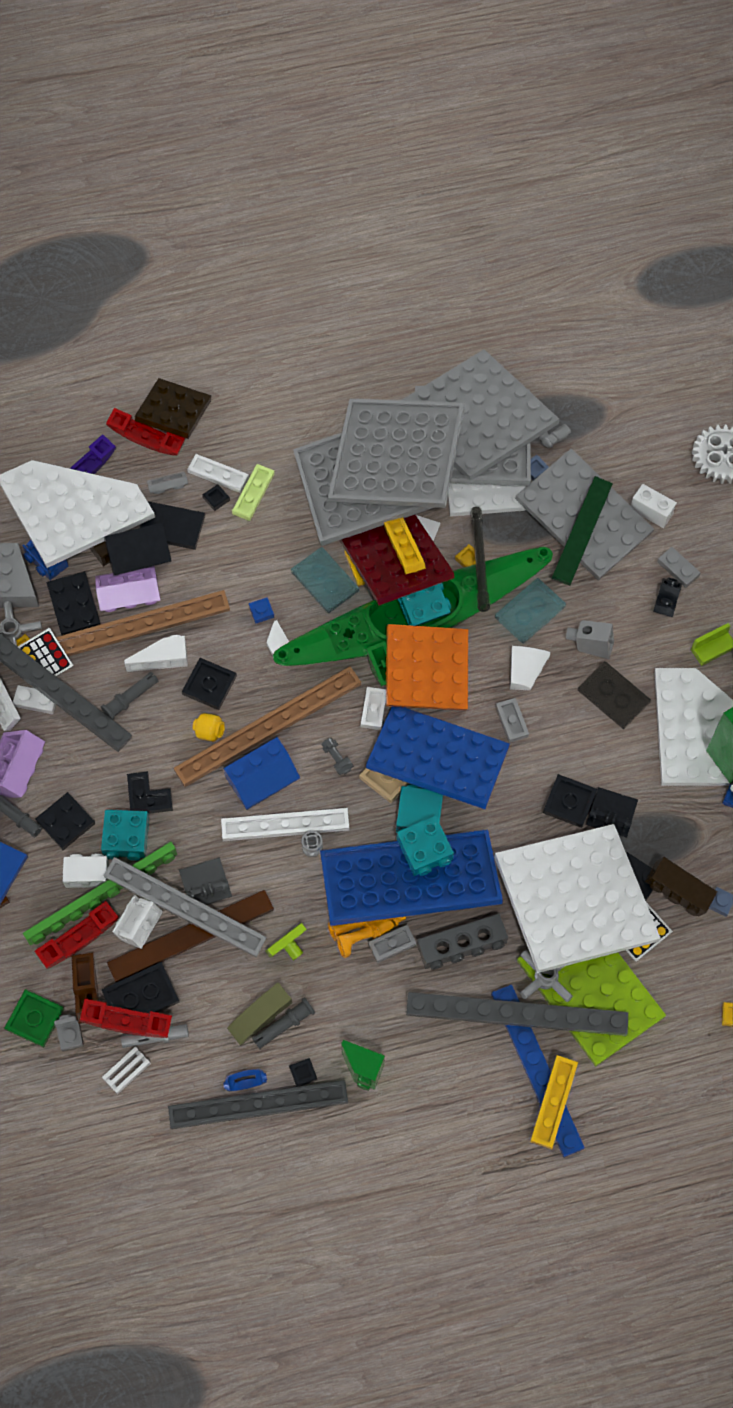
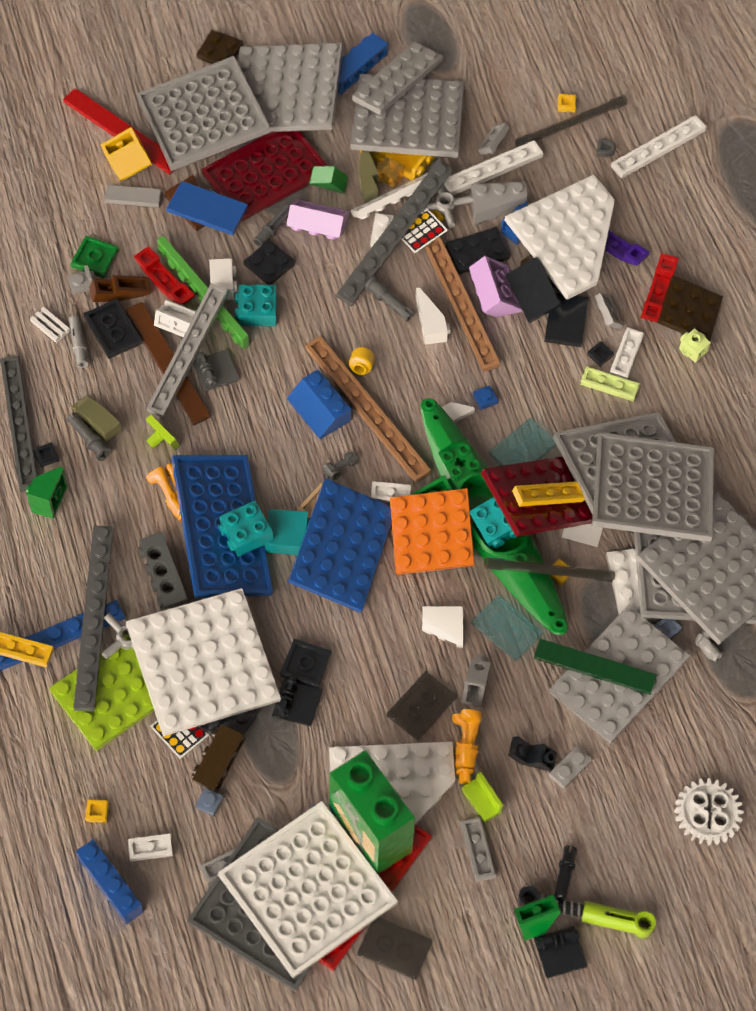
camera: 85 degrees right, 5 degrees down
(125, 1020) = (88, 312): red slope -> none
(145, 800) = (290, 317): black plate -> none
(209, 683) = (405, 359): black plate -> none
(218, 407) = (694, 345): none -> yellowish green brick
(259, 1079) = (37, 400): blue helmet -> none
(284, 824) = (272, 427): white plate -> none
(312, 848) = (253, 448): light grey wheel -> none
(392, 943) = (161, 516): light grey plate -> none
(512, 720) = (386, 611): light grey plate -> none
(653, 505) = (635, 739): white hinge -> none
(664, 655) = (466, 749): none -> light orange piece

